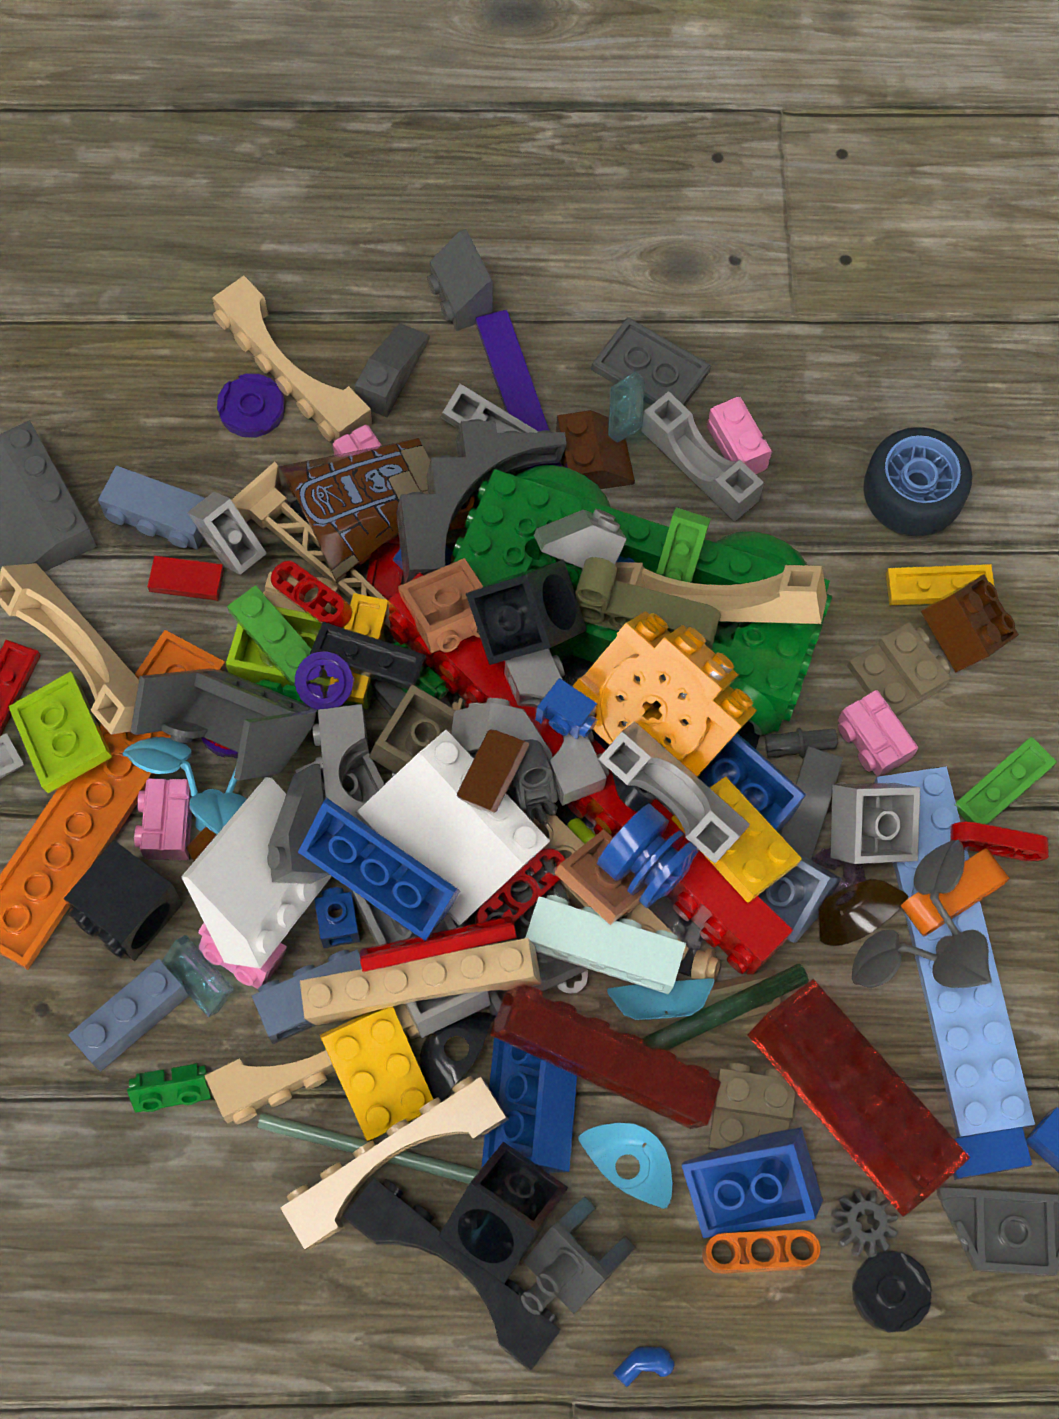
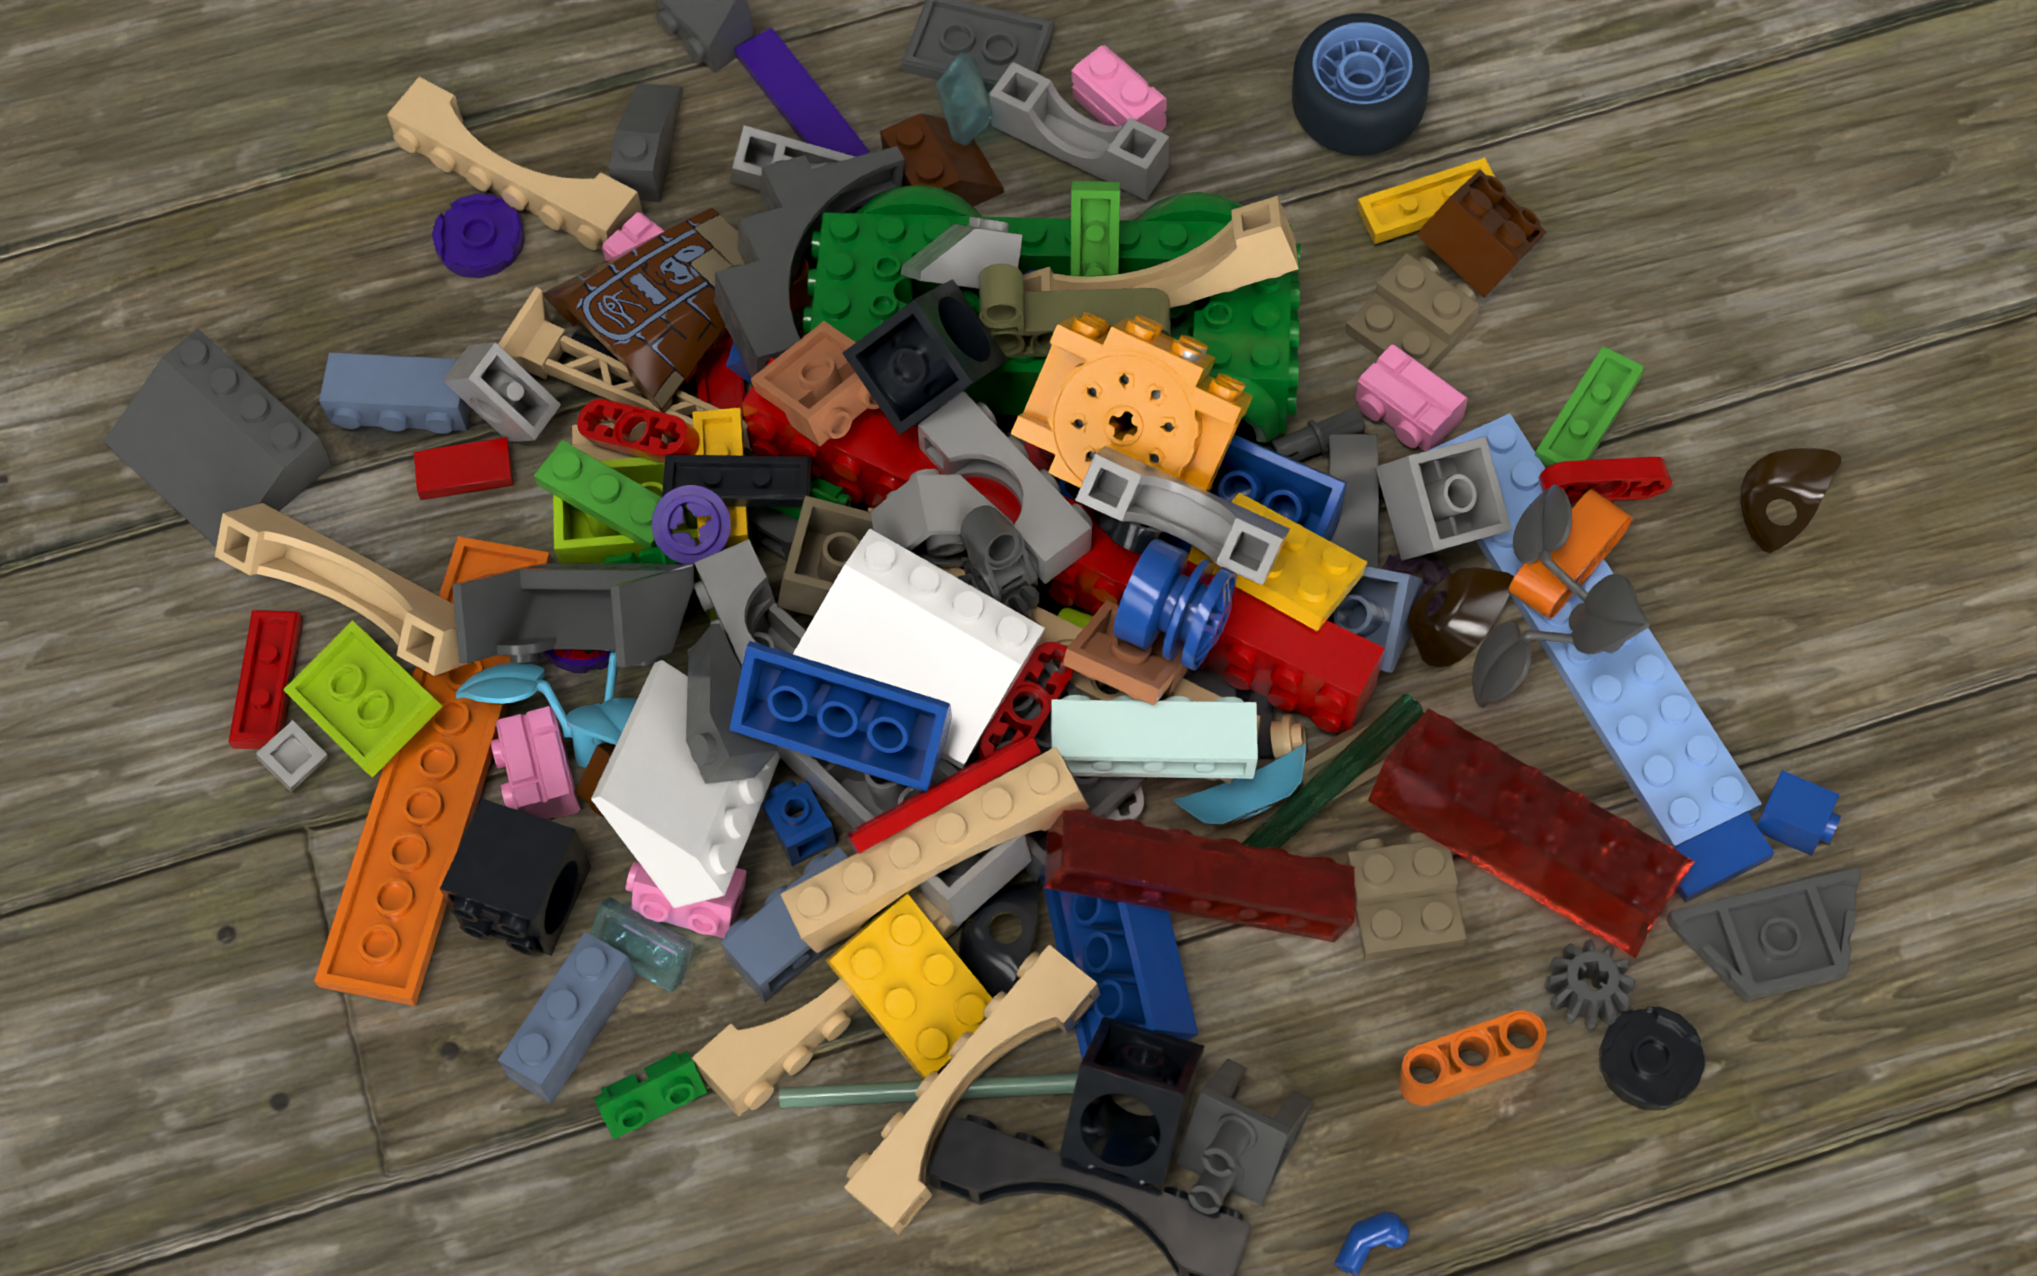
camera: 10 degrees left, 5 degrees down
(492, 771) = (946, 555): reddish brown slope -> none
(567, 710) = (1017, 457): blue brick -> none
(613, 1140) = (1243, 981): medium azure piece -> none
(754, 1184) = (1435, 977): blue slope -> none

